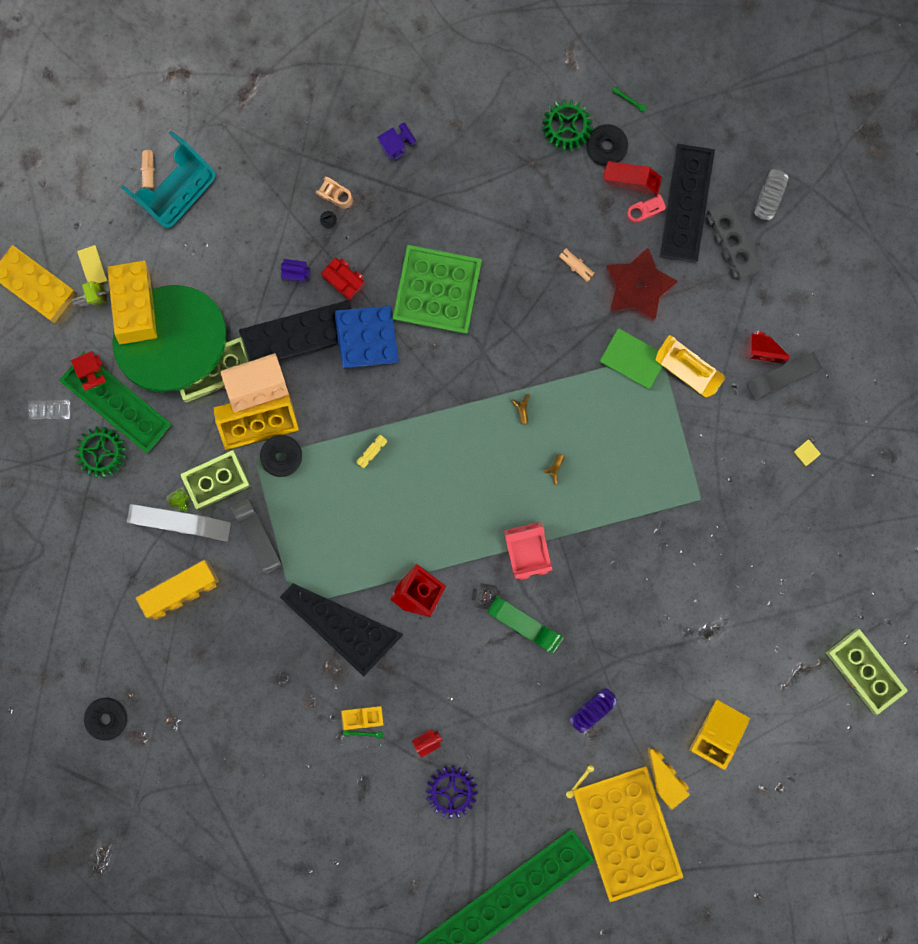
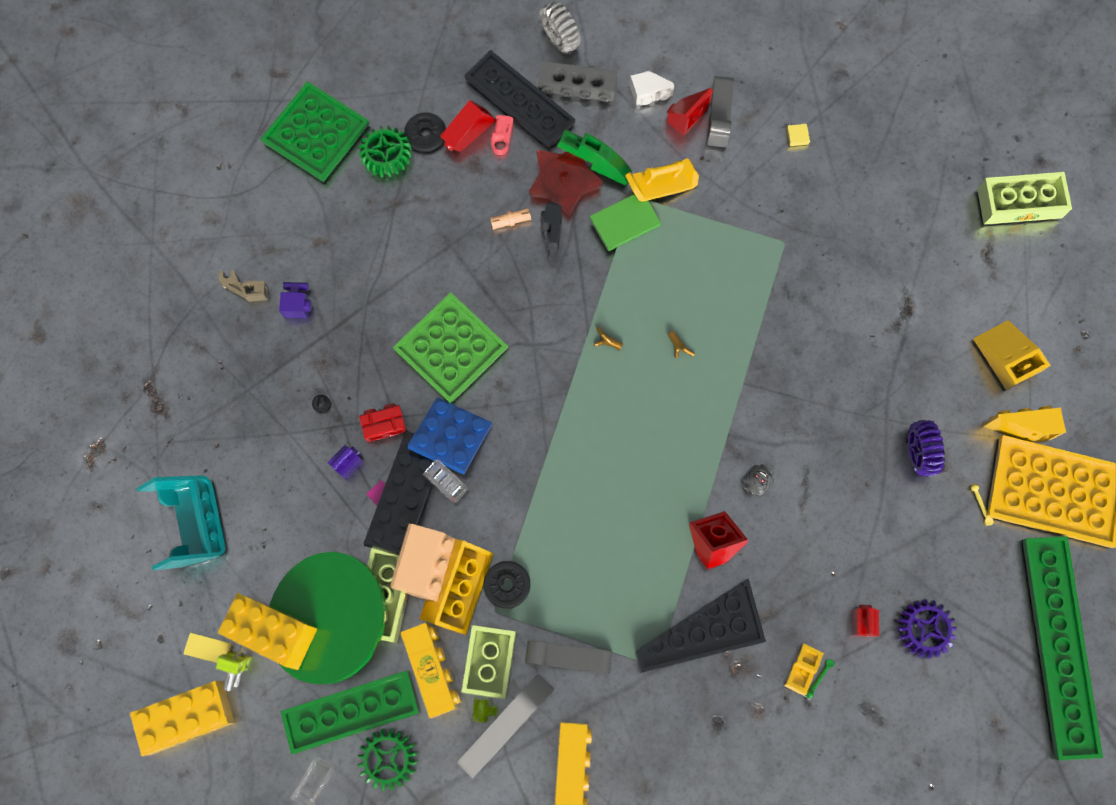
camera: 55 degrees left, 10 degrees down
(86, 367) = (297, 716): red brick -> none
(147, 169) = (157, 536): light nougat axle -> none
(181, 441) = (430, 670): none -> yellow brick
(287, 310) = (376, 492): none -> dark pink tile
(328, 369) = (454, 490): none -> clear slope
(332, 191) = (298, 383): light nougat piece -> none
(371, 451) = (558, 497): light yellow axle -> none
(376, 84) = (233, 284): none -> dark tan piece
(525, 625) = (810, 459): green beam -> none
(528, 550) = (739, 415): coral panel -> none
(548, 55) = (315, 131): none -> green plate
(590, 302) = (551, 225): none -> black plate
(642, 107) = (414, 87): green hinge -> none
(675, 299) = (593, 150): none -> green slope
(767, 303) = (650, 87): none -> white slope

